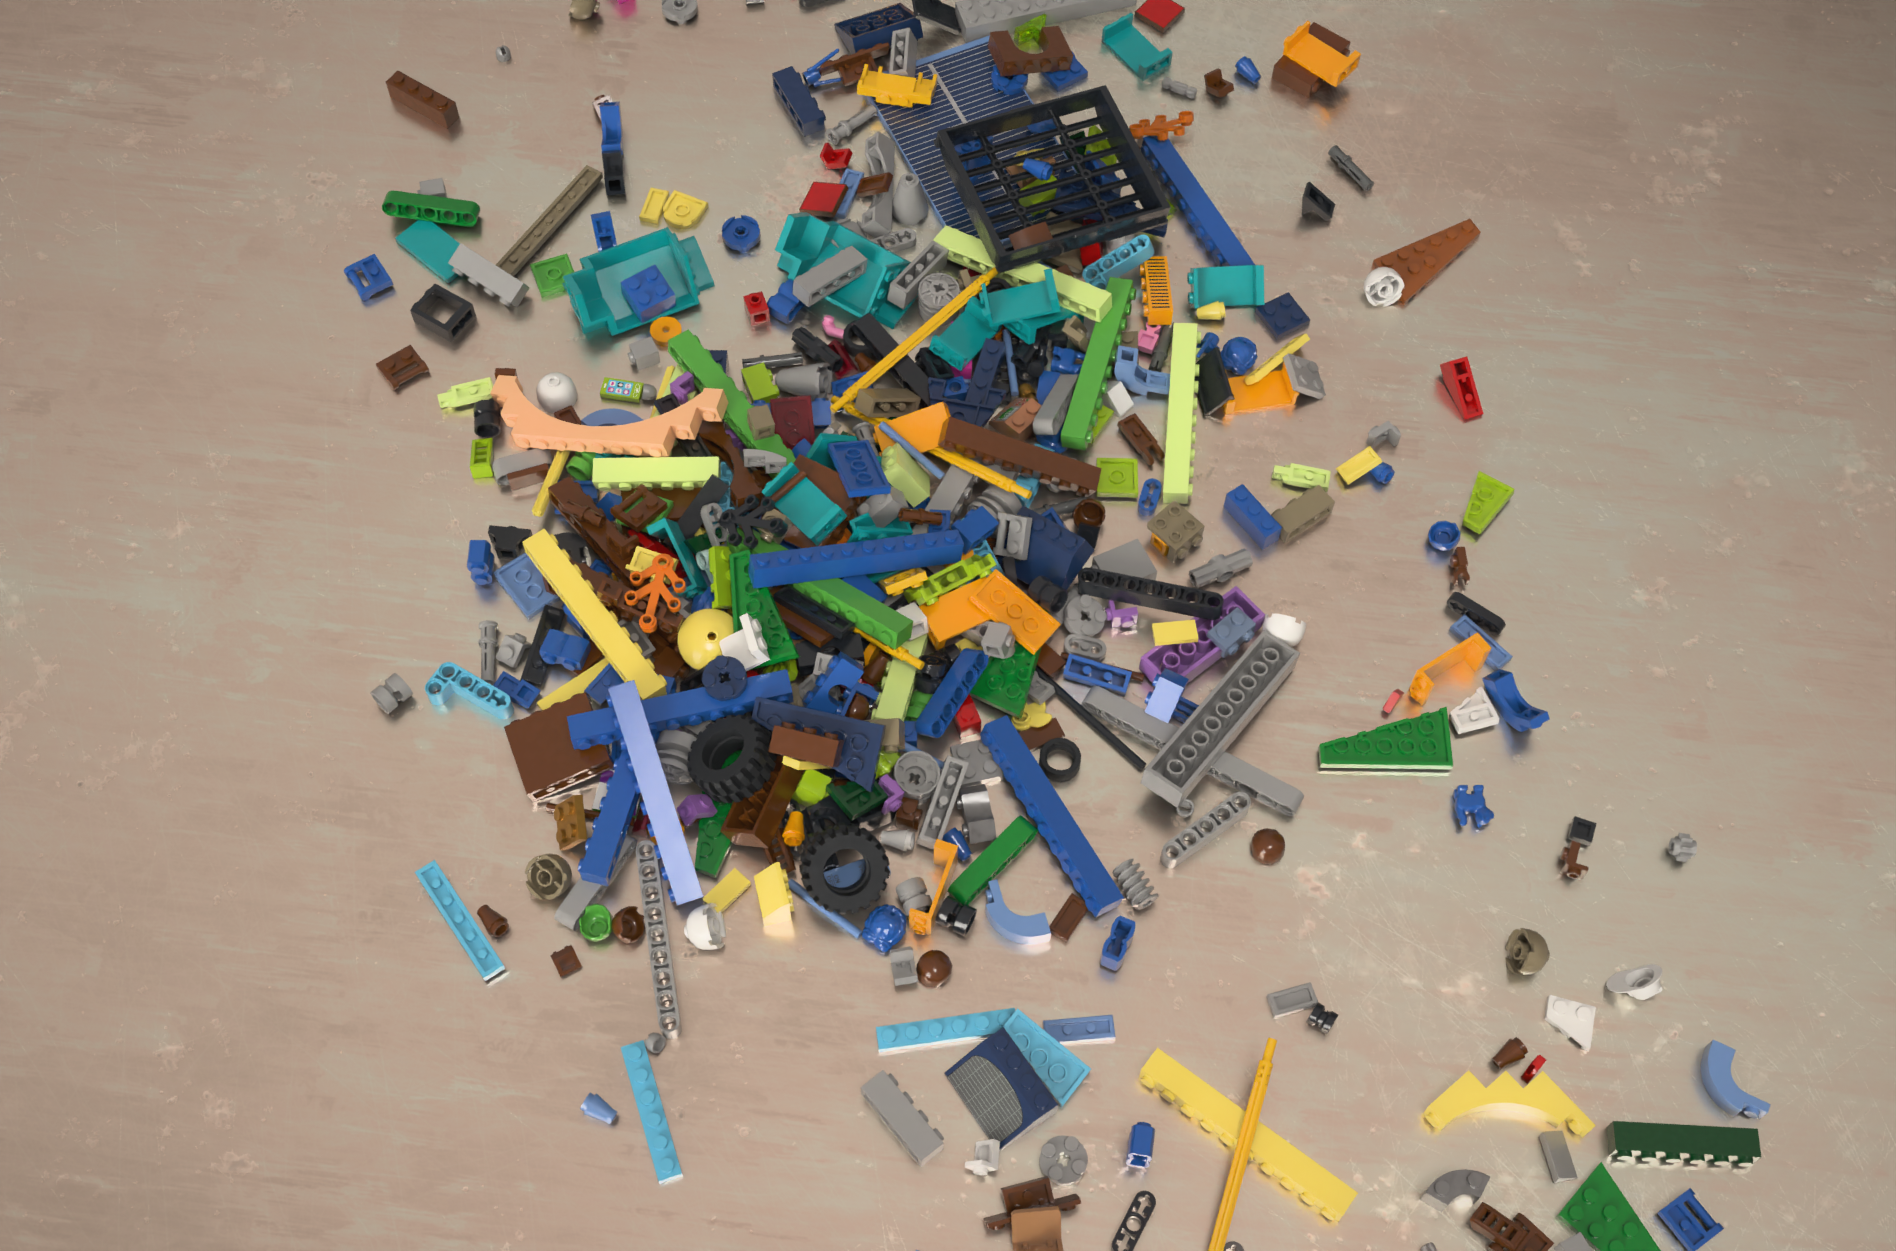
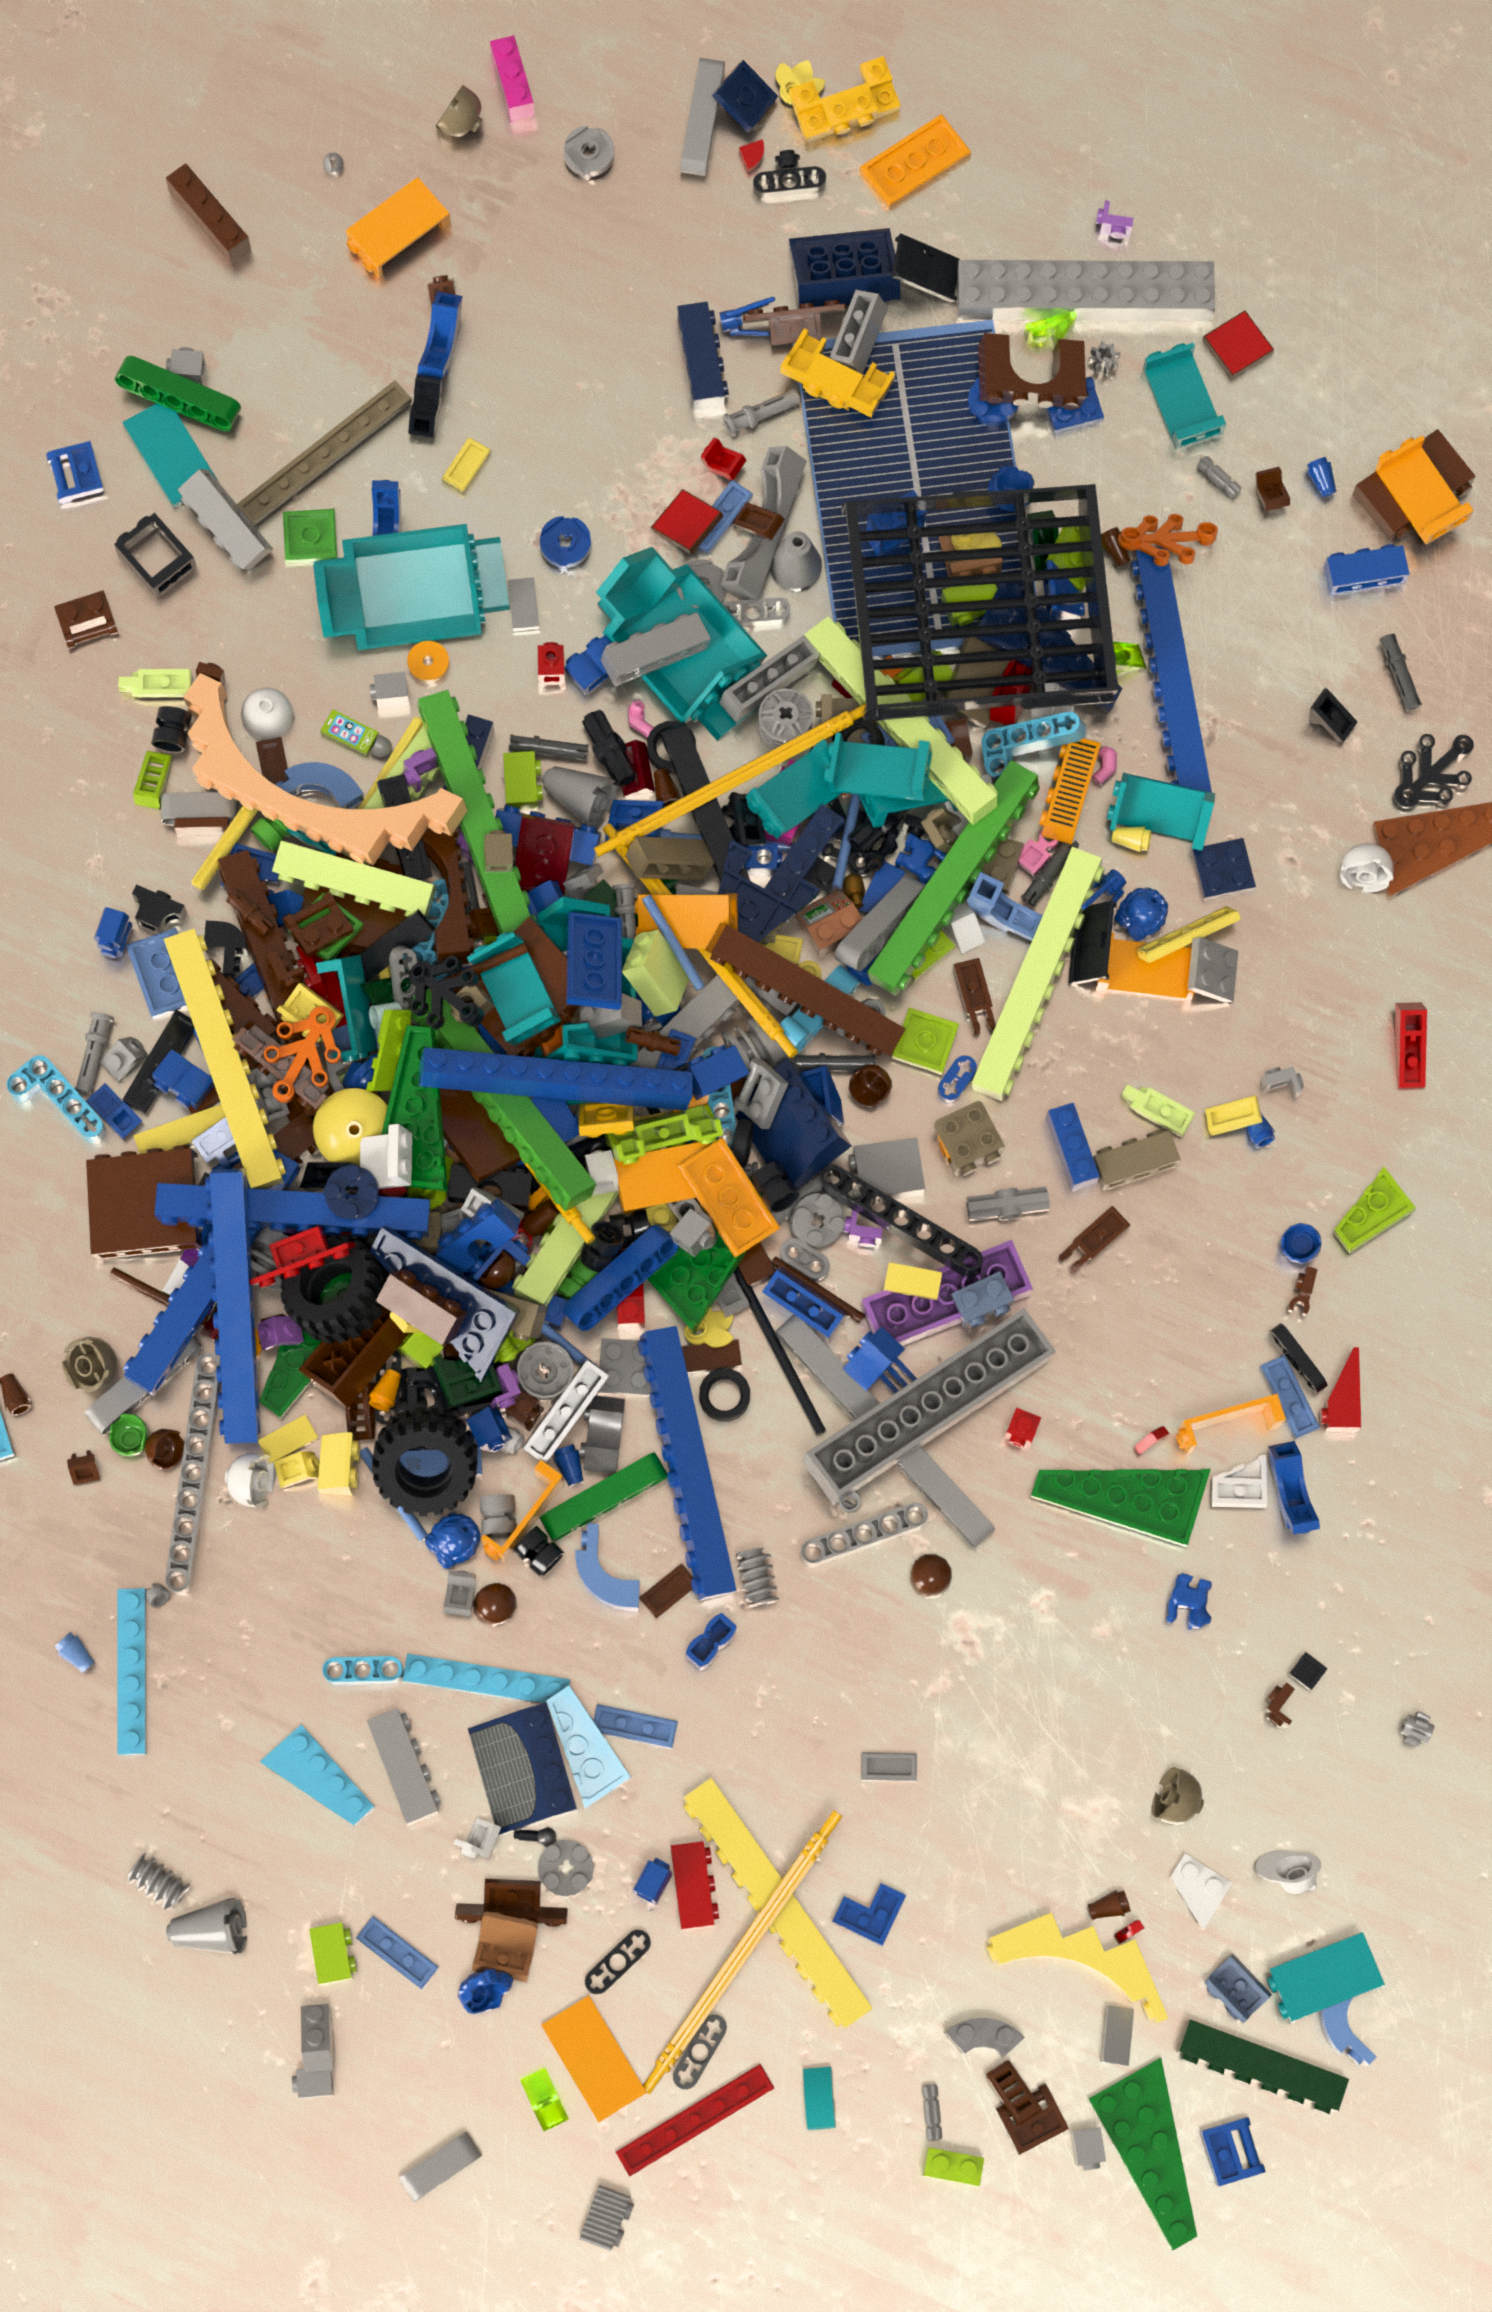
camera: 15 degrees right, 15 degrees up
(557, 75) = (396, 225): none -> light orange panel
(570, 822) = (131, 1305): pearl gold plate -> none
(648, 293) = (417, 609): blue brick -> none
(683, 210) = (502, 483): light yellow tile -> none
(695, 736) = (299, 1251): none -> red bracket
(724, 279) = (523, 604): none -> light grey tile
(740, 910) = (297, 1468): none -> light yellow bracket
(772, 461) = (494, 911): light grey slope -> none
(814, 612) = (485, 1133): black tile -> none
(827, 1145) = (313, 1771): none -> medium azure wing
(836, 1059) = (375, 1676): none -> medium azure beam
(887, 832) = (489, 1429): none -> blue brick
(1030, 236) = (921, 683): reddish brown slope -> none
(1037, 1140) = (544, 1836): none -> piece
(1039, 169) = (967, 582): blue cone -> none
(1075, 38) = (1109, 362): none -> light grey gear
(1089, 533) = (860, 1110): black plate -> none
(1174, 1141) = (694, 1885): none -> red brick
(1175, 269) = (1109, 765): none -> bright pink arm
(1284, 628) = (1050, 1312): white cylinder -> none
(1294, 573) = (1096, 1237): none -> reddish brown hinge
(1295, 717) = (1022, 1428): none -> red brick
(1301, 114) = (1366, 569): none -> blue brick
(1323, 1018) = (912, 1799): black wheel -> none
(1329, 1124) = (871, 1922): none -> blue plate
(1390, 238) = (1431, 773): none -> black plant
(1523, 634) = (1343, 1404): none -> red slope
(1637, 1086) = (1237, 1988): none -> sand blue bracket
(1701, 1056) = (1325, 1978): none -> teal panel

